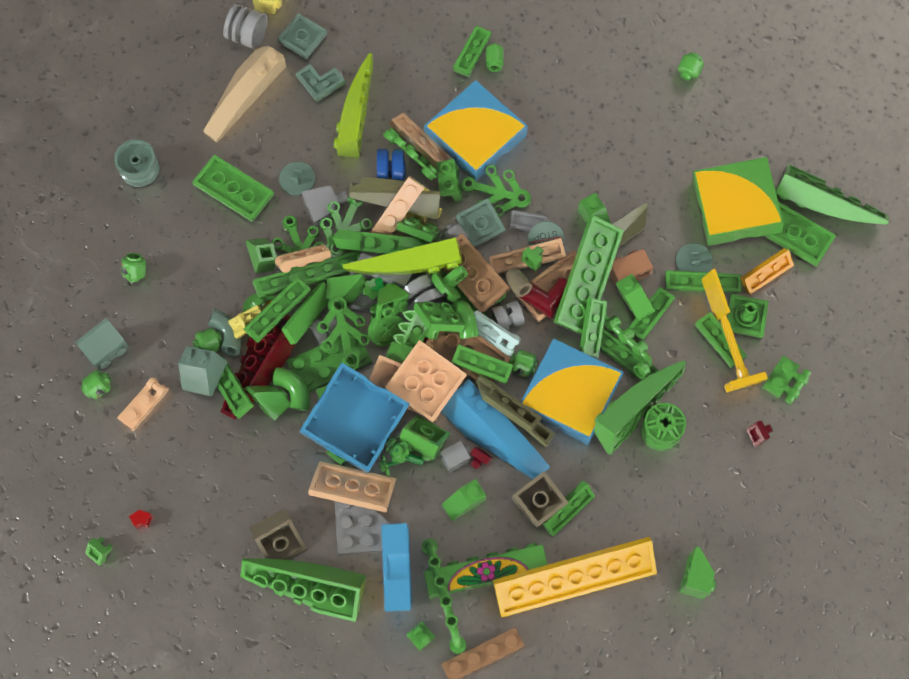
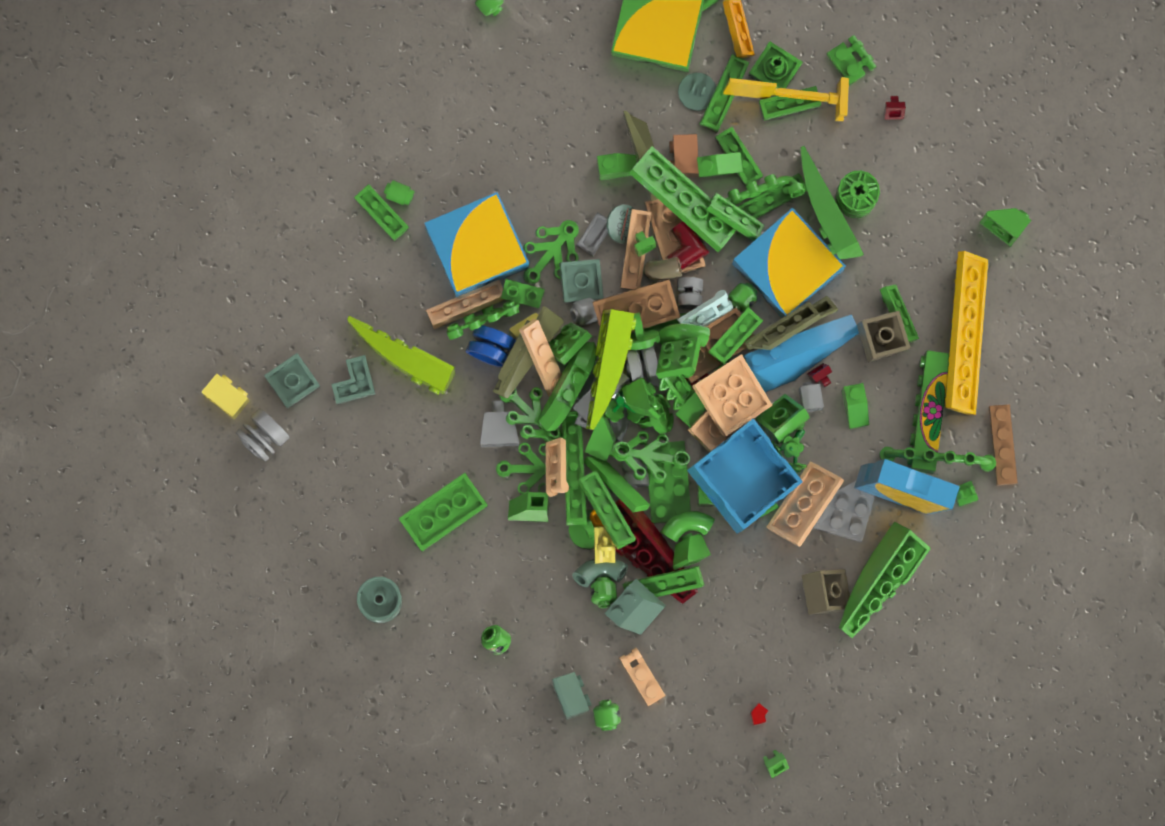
camera: 75 degrees left, 10 degrees up
(244, 89) = (329, 463): tan wedge -> none
(297, 178) = (454, 444): sand green piece -> none

